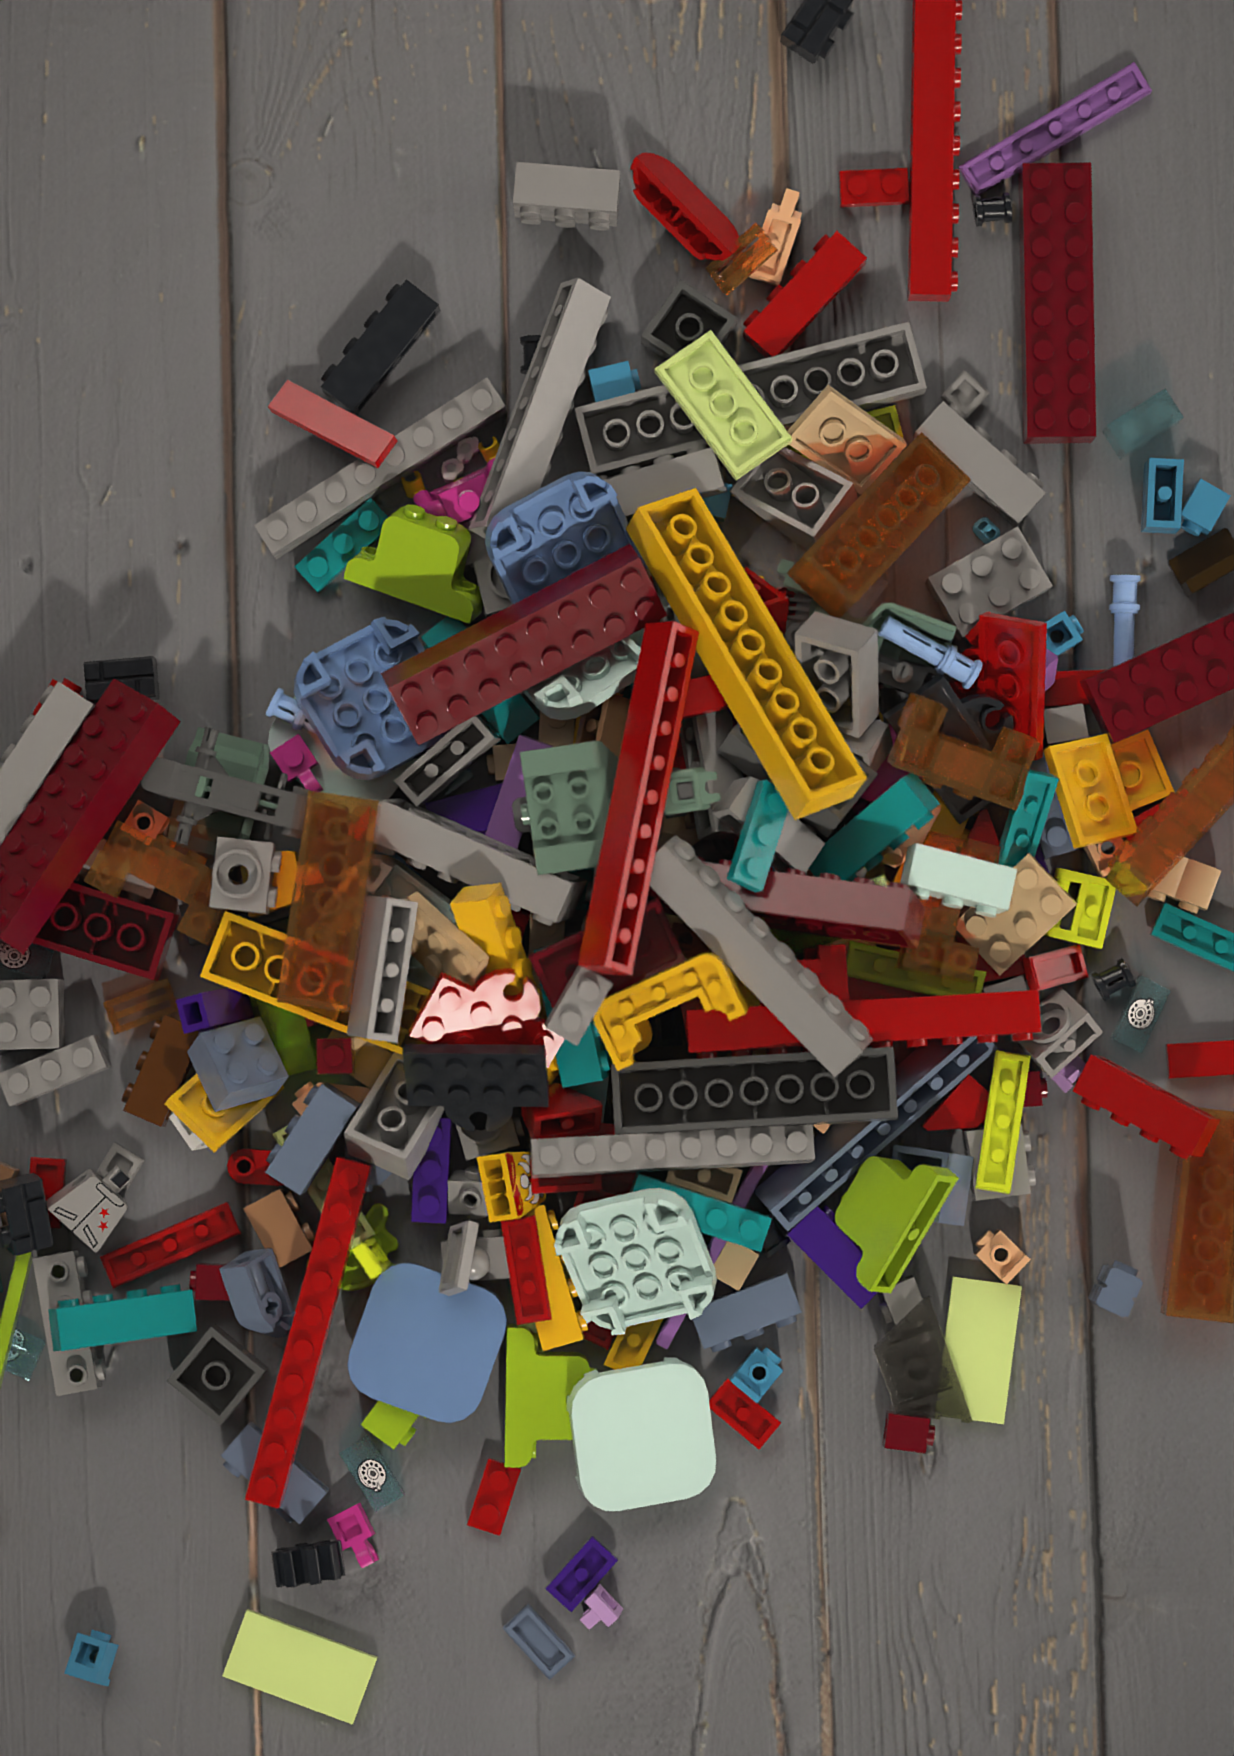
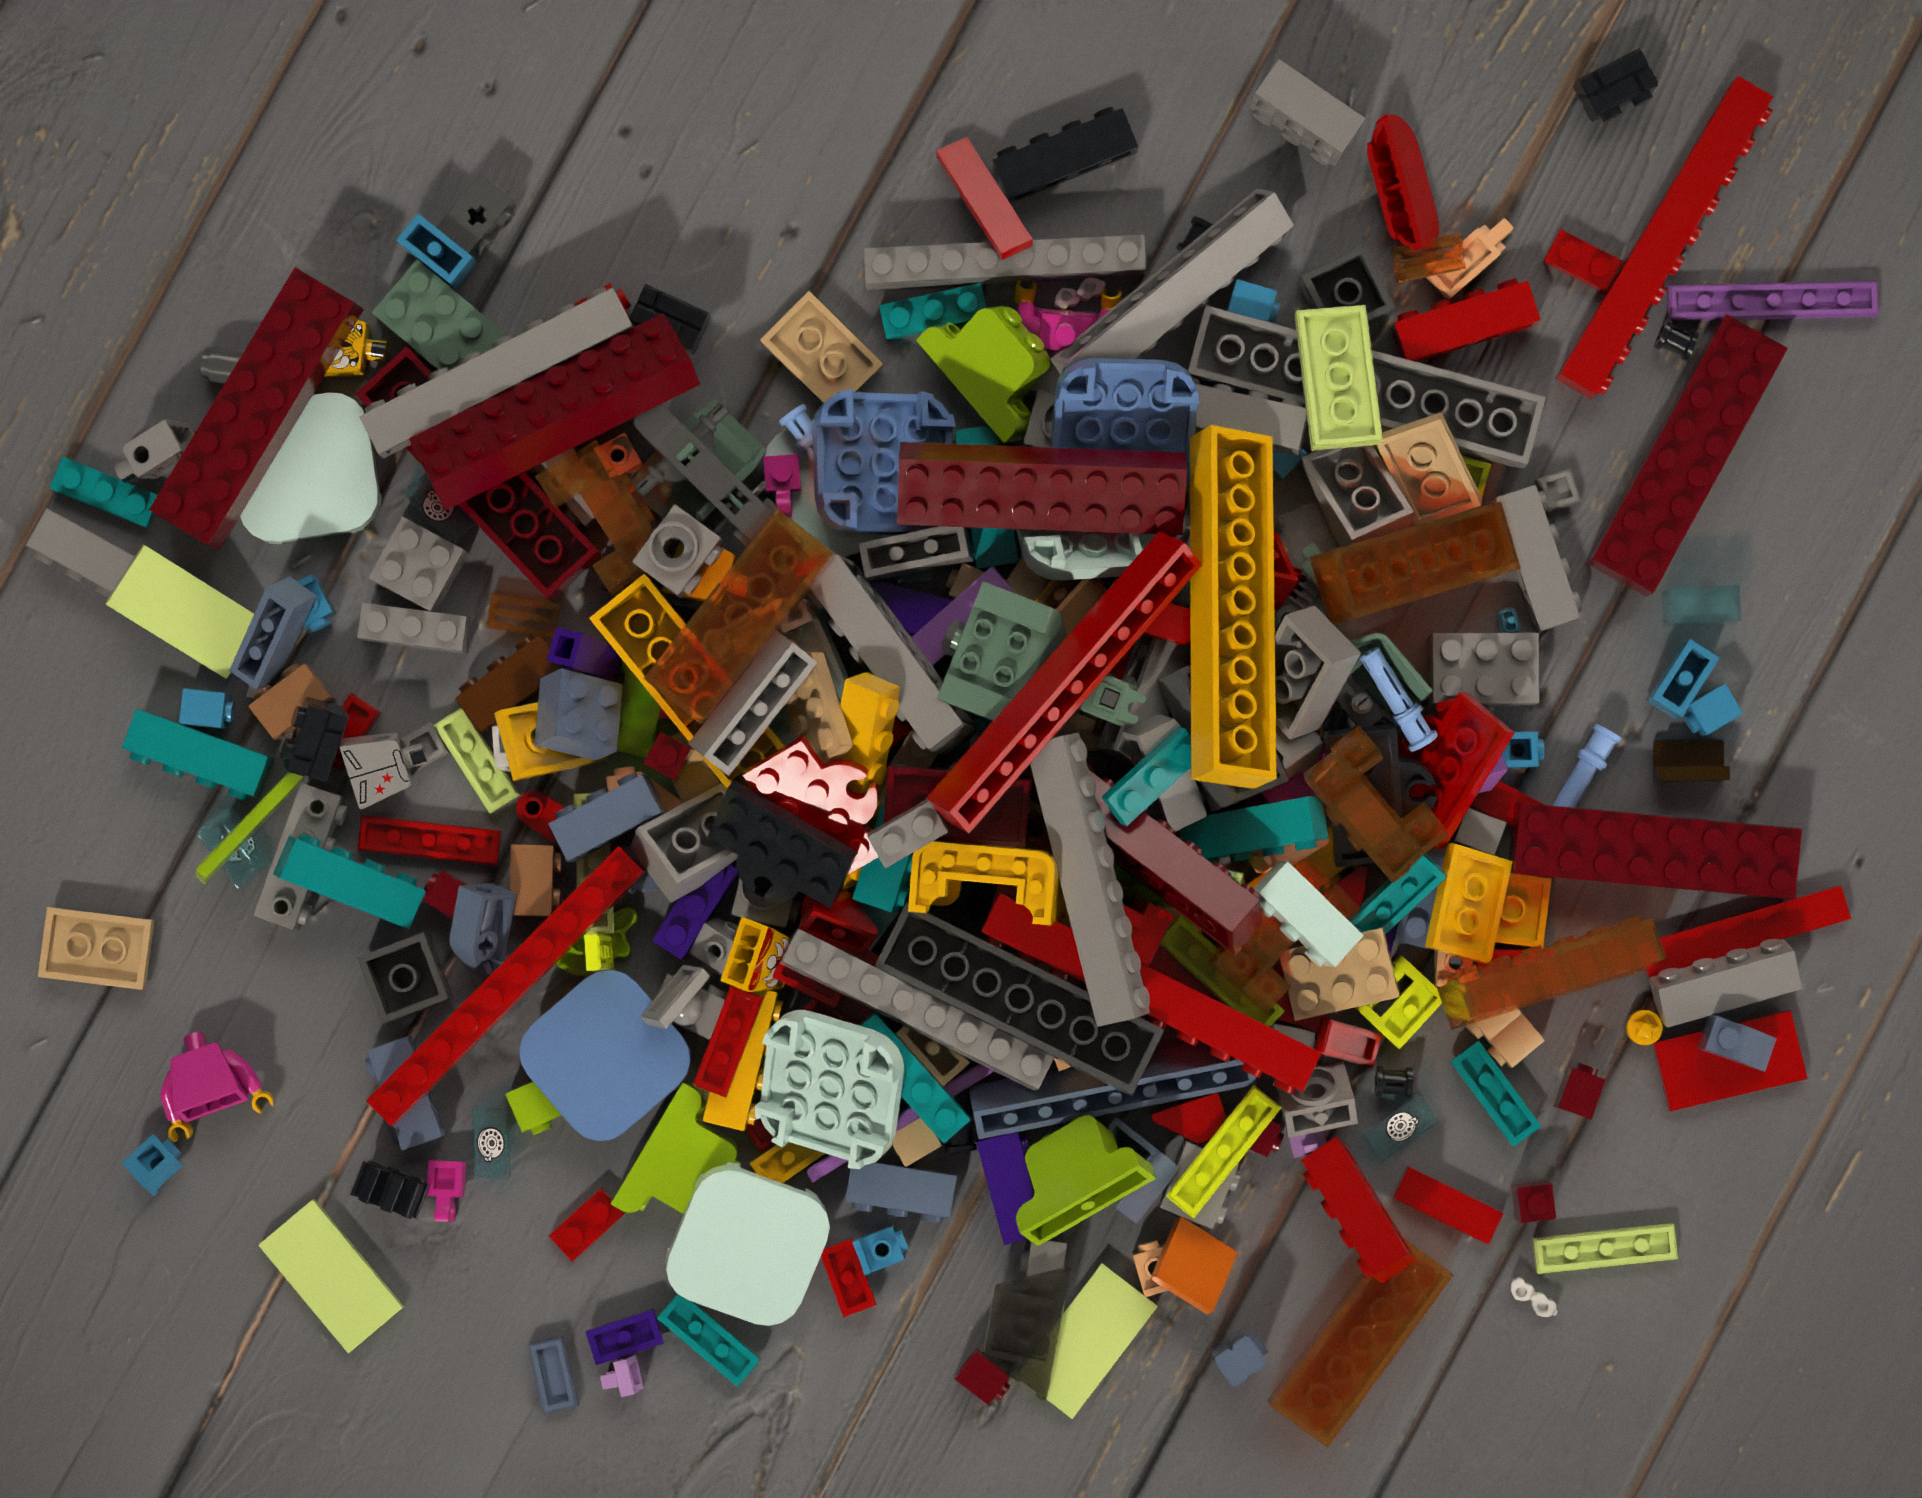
camera: 25 degrees right, 0 degrees up
(97, 1562) = (205, 1083): none -> dark pink torso
(171, 1153) = (476, 760): none -> yellowish green tile
(266, 633) = (820, 350): none -> tan plate
(655, 1534) = (709, 1339): none -> teal plate
(1032, 1233) = (1194, 1265): none -> orange tile

